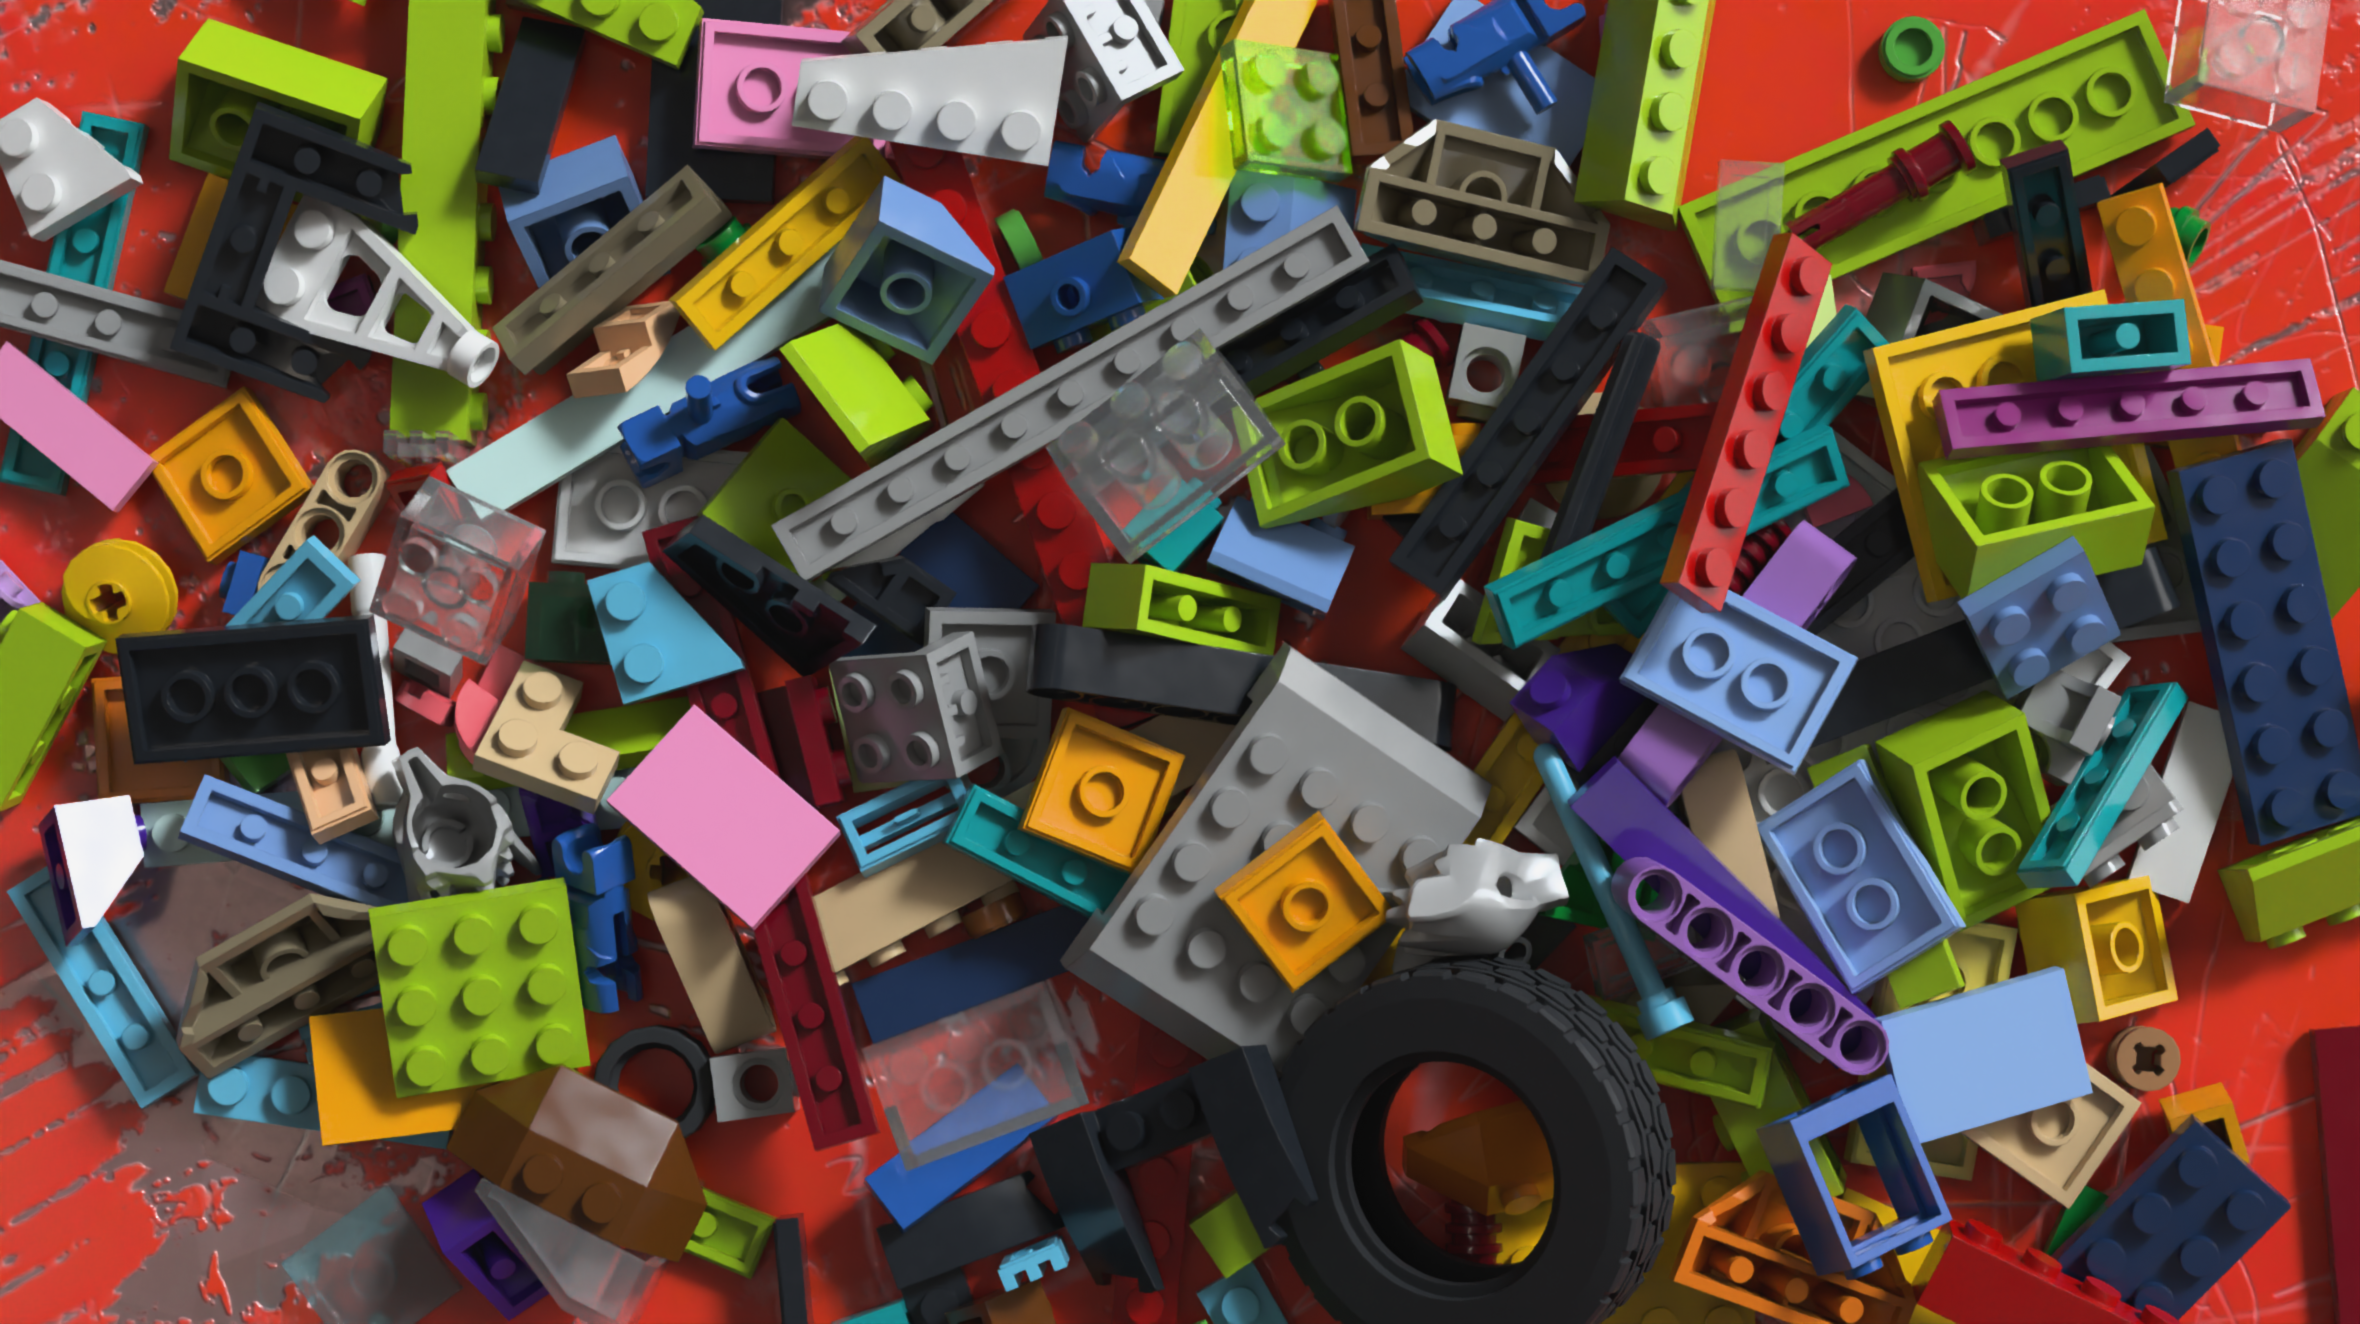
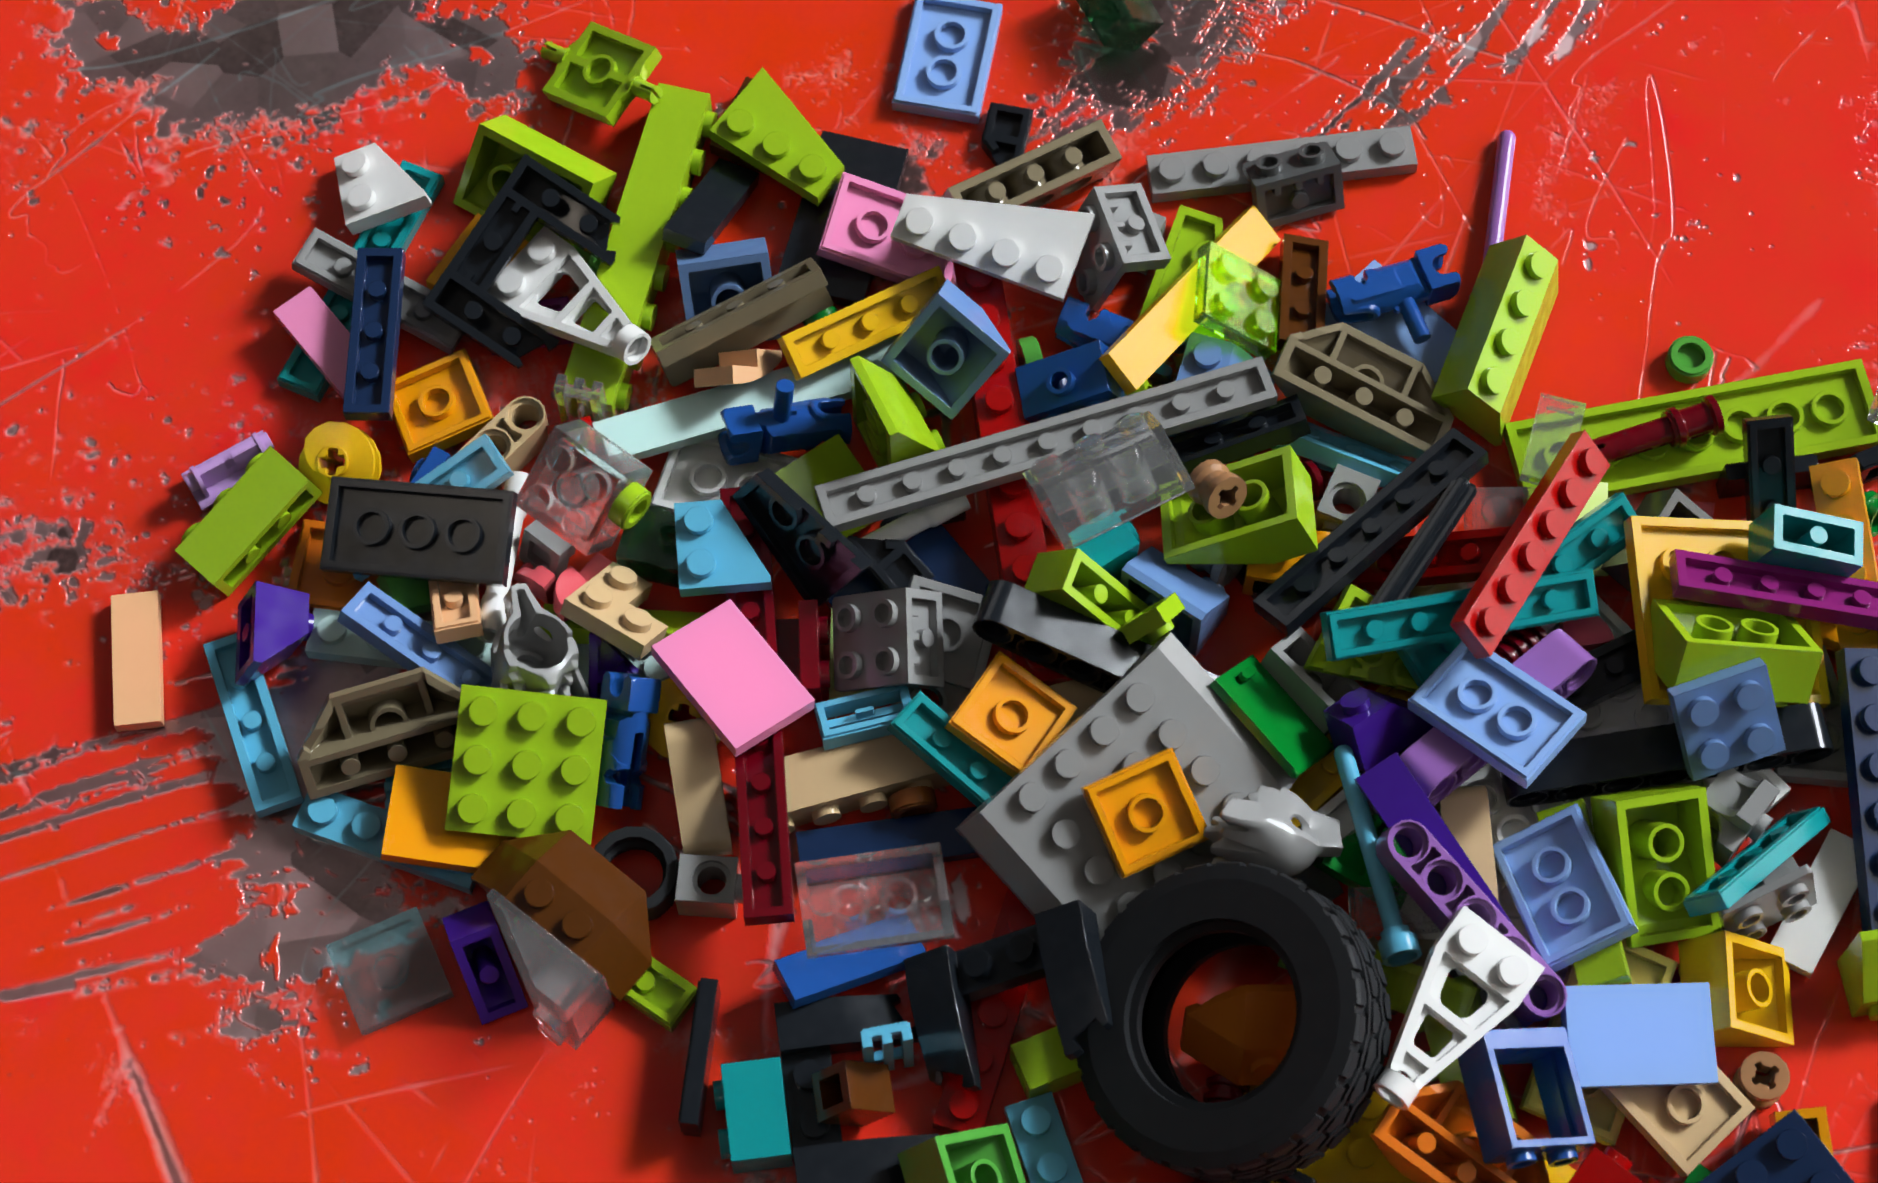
camera: 10 degrees right, 20 degrees down
(116, 404) = (374, 334): none -> dark blue plate
(529, 594) = (630, 506): none -> lime tile
(1262, 626) = (1153, 620): none -> lime plate
(1313, 426) = (1217, 489): none -> medium nougat wheel
(1442, 717) = (1272, 716): none -> green container
(1784, 1027) = (1486, 959): none -> white plate

